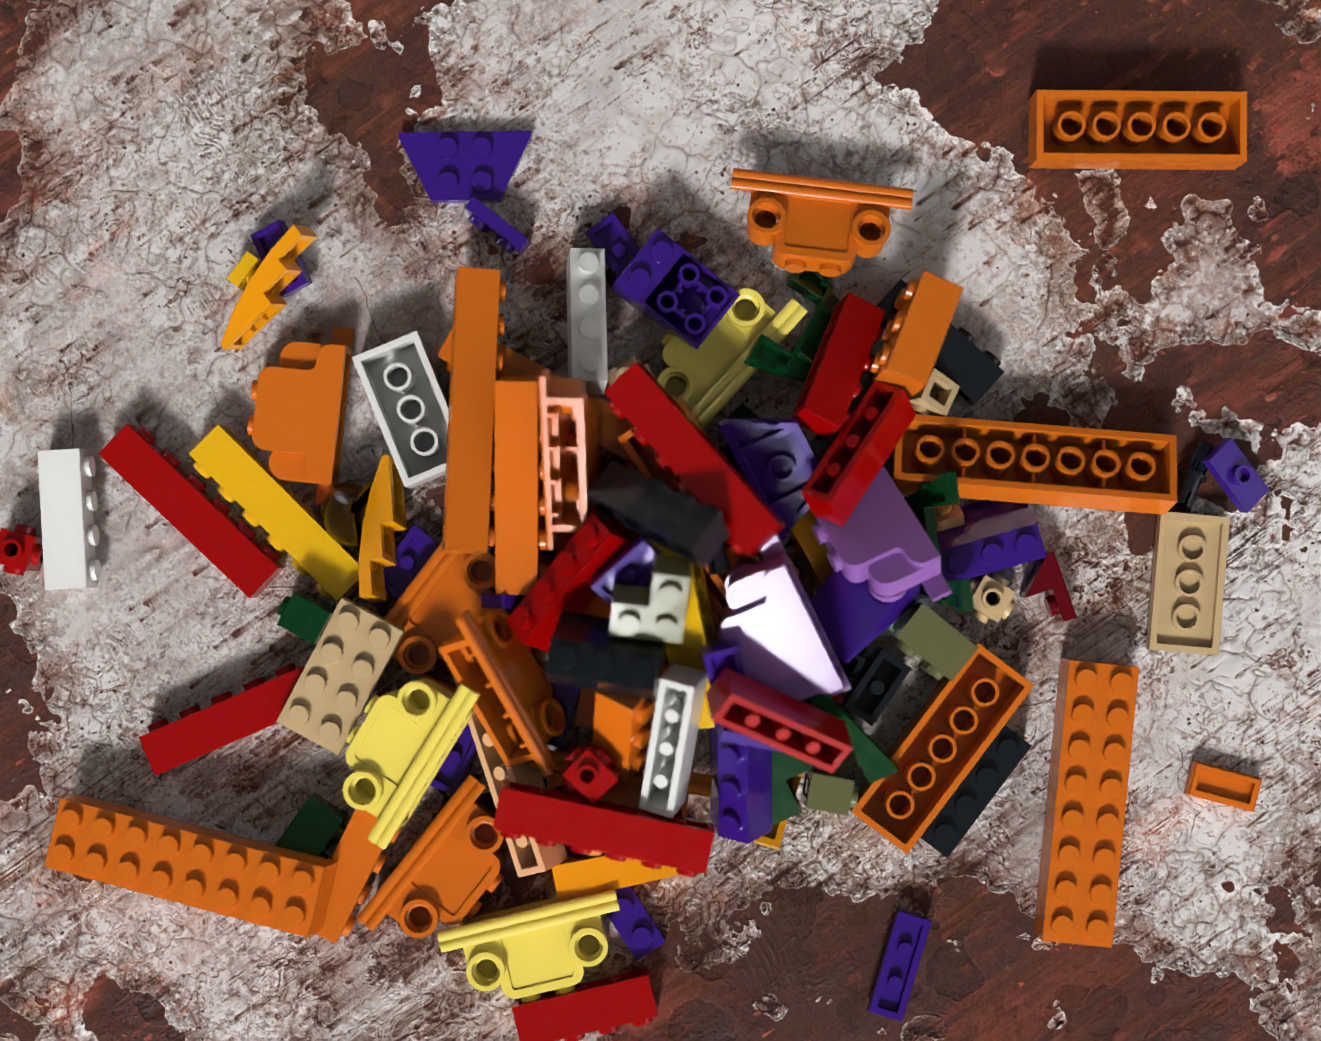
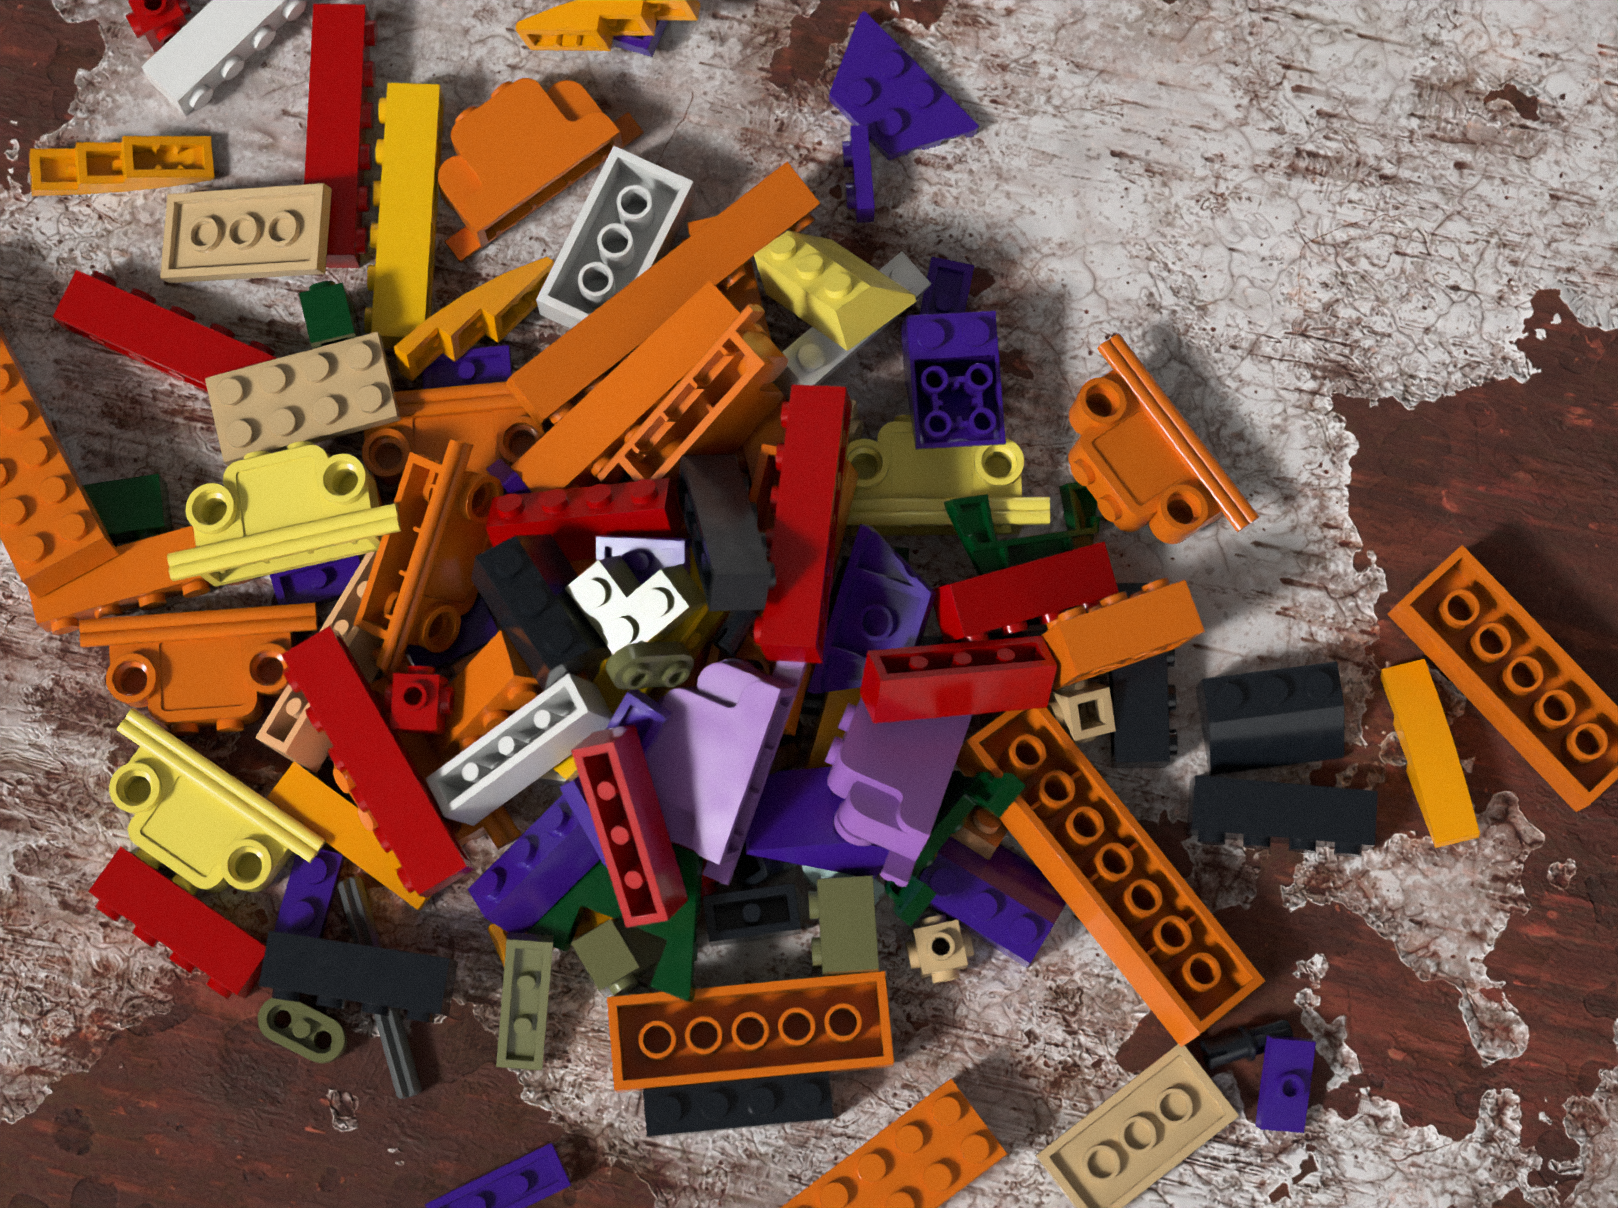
camera: 45 degrees right, 10 degrees down
(95, 652) = (121, 166): none -> light orange slope
(207, 618) = (246, 233): none -> tan plate
(345, 511) = (462, 268): dark brown cylinder -> none
(558, 310) = (829, 287): none -> light yellow slope
(697, 626) = (650, 665): none -> olive plate
(708, 938) = (358, 974): none -> black brick
(709, 995) = (303, 1030): none -> olive plate
(721, 928) = (390, 1027): none -> dark grey axle
(808, 857) = (524, 1001): none -> olive plate
(1028, 289) = (1272, 718): none -> black slope
(1048, 577) = (1012, 990): dark red slope -> none
(1087, 335) = (1282, 814): none -> black brick
(1129, 219) = (1430, 753): none -> light orange slope

